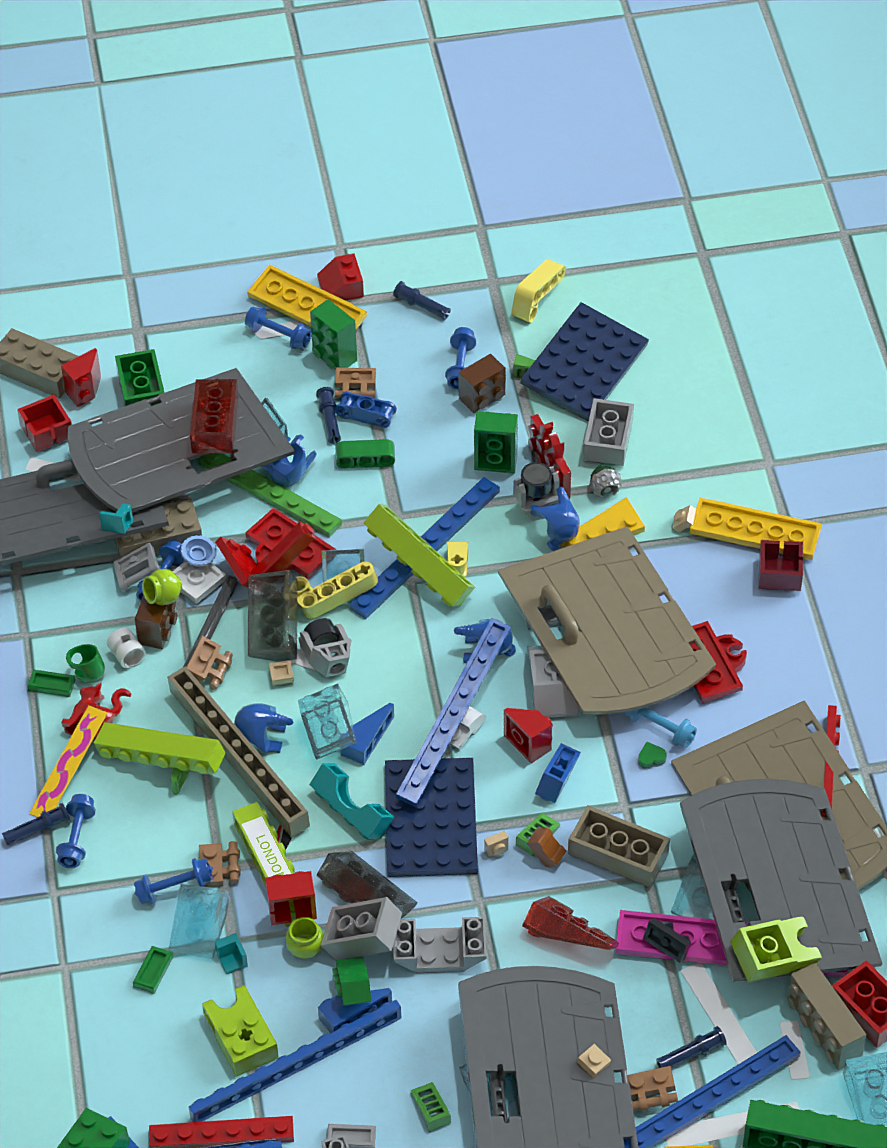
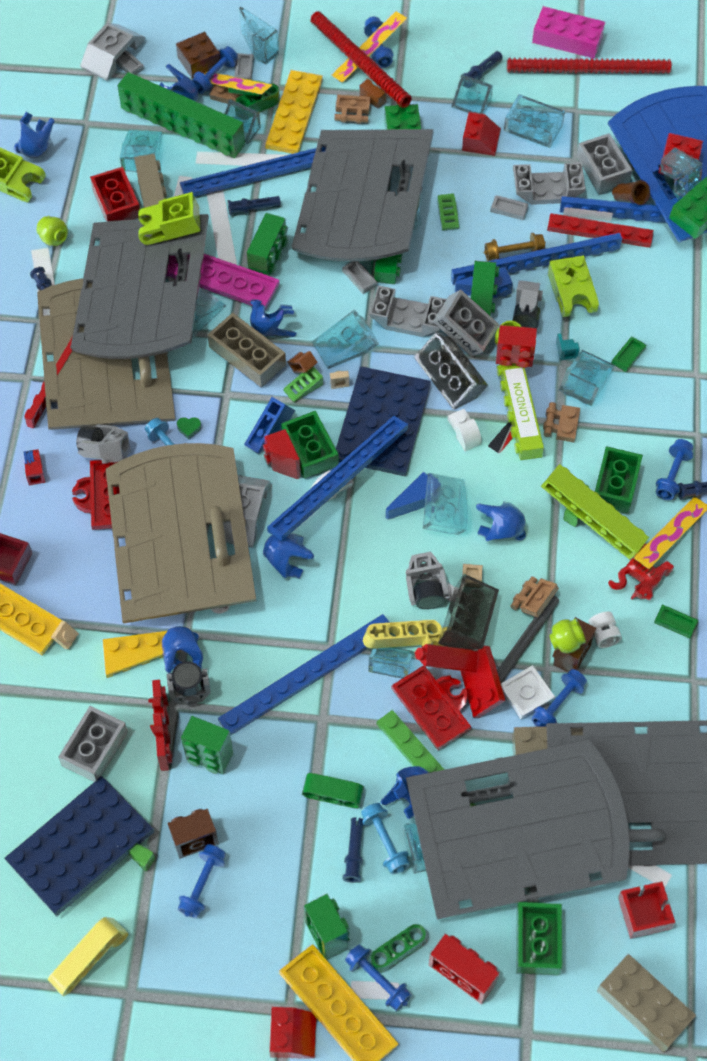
camera: 165 degrees left, 10 degrees up
(82, 377) = (601, 956): red slope -> none
(91, 666) = (642, 619): green helmet -> none
(117, 522) = (597, 732): teal panel -> none
(134, 562) = (580, 715): light grey plate -> none
(140, 800) = (618, 477): none -> green brick
(145, 890) = (624, 408): blue piece -> none
(198, 551) = (521, 703): light blue hat -> none
(203, 343) = (463, 968): none -> red brick
(214, 416) = (477, 828): clear red brick -> none
(239, 752) = (527, 500): dark tan brick -> none
(266, 353) = (403, 939): none -> green beam
(291, 970) = (526, 308): none -> piece
(318, 439) = (373, 815): none -> dark azure piece
(331, 822) = (466, 429): none -> white brick
(332, 785) = (455, 453): teal arch -> none
(355, 378) = (311, 889): medium nougat plate -> none
(355, 1054) = (492, 250): none -> pearl gold piece
(365, 409) = (329, 853): blue piece -> none
(414, 297) = (221, 986): dark blue pin -> none
(419, 555) = (320, 643): lime brick -> none
(458, 555) = (282, 650): light yellow piece -> none
(503, 755) = (311, 444): none -> green brick
(504, 893) = (345, 340): none -> clear light blue slope
(555, 921) = (312, 307): clear red wedge -> none
(593, 1061) = (327, 193): tan plate -> none
(605, 479) = (119, 690): light grey piece -> none
(608, 885) = (268, 323): none -> blue piece
(645, 979) = (267, 244): none -> green brick
(649, 1084) = (289, 189): medium nougat plate -> none
(667, 940) = (242, 275): black tile -> none
(750, 701) = (103, 443): none -> light grey piece
(801, 667) = (33, 467): none -> red leg

